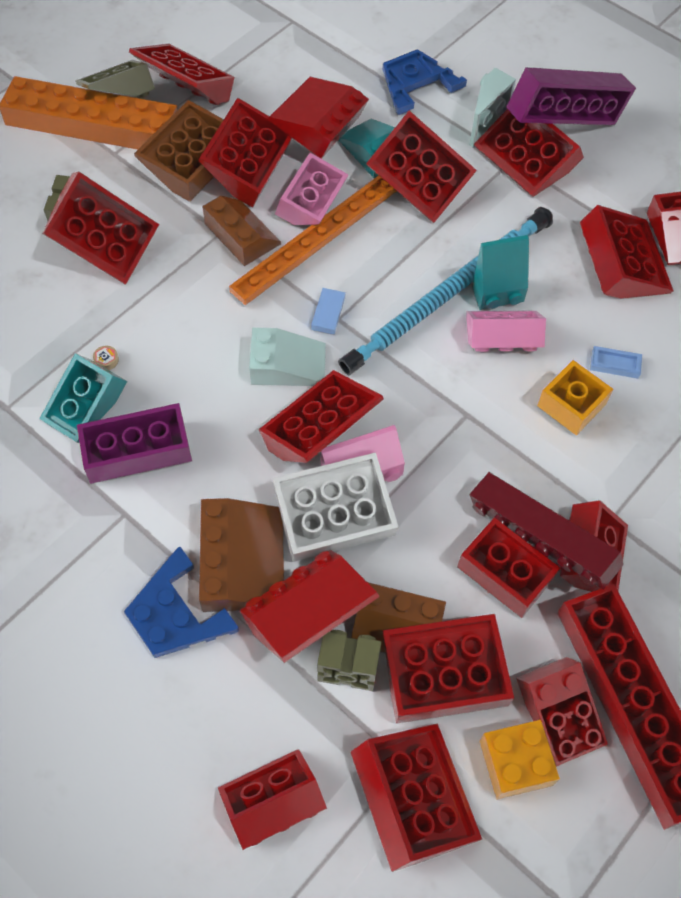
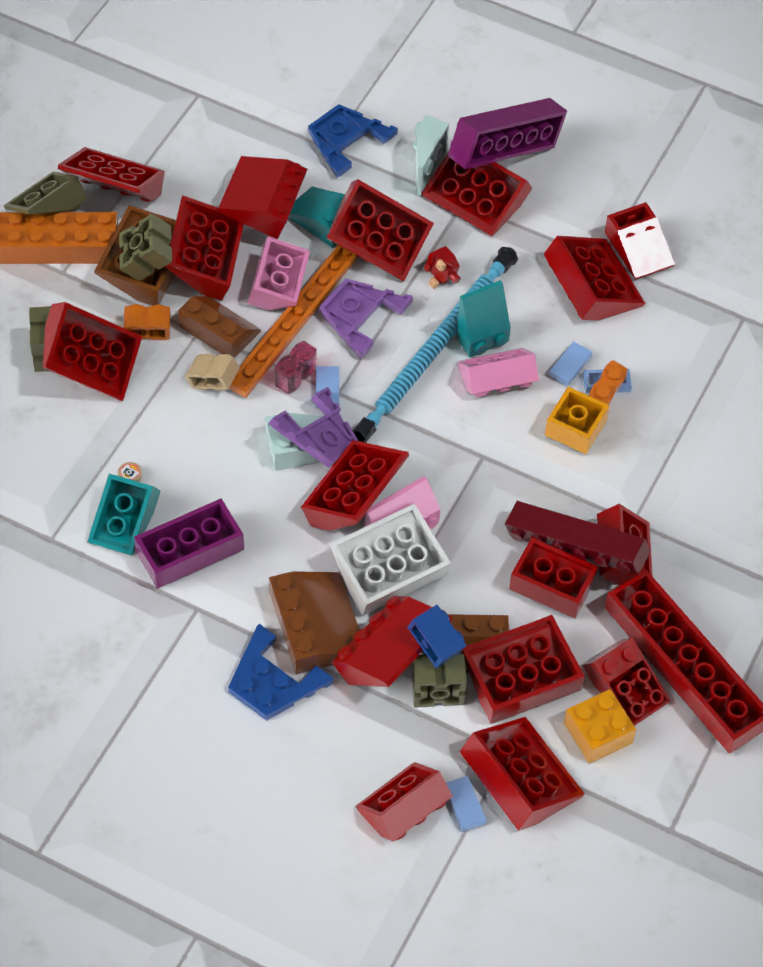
camera: 15 degrees left, 5 degrees down
(173, 213) = (149, 322): none -> orange brick
(184, 138) = (145, 247): none -> olive brick
(217, 272) = (212, 371): none -> tan brick
(301, 284) = (295, 367): none -> clear pink brick
(305, 361) = (323, 438): none -> medium lavender wing
(340, 817) = (465, 804): none -> light blue tile
(354, 616) = (437, 636): none -> blue brick
(376, 236) = (352, 306): none -> medium lavender wing
(476, 214) = (443, 266): none -> red piece
(581, 337) = (570, 363): none -> light blue tile
(618, 364) = (609, 382): none -> orange brick

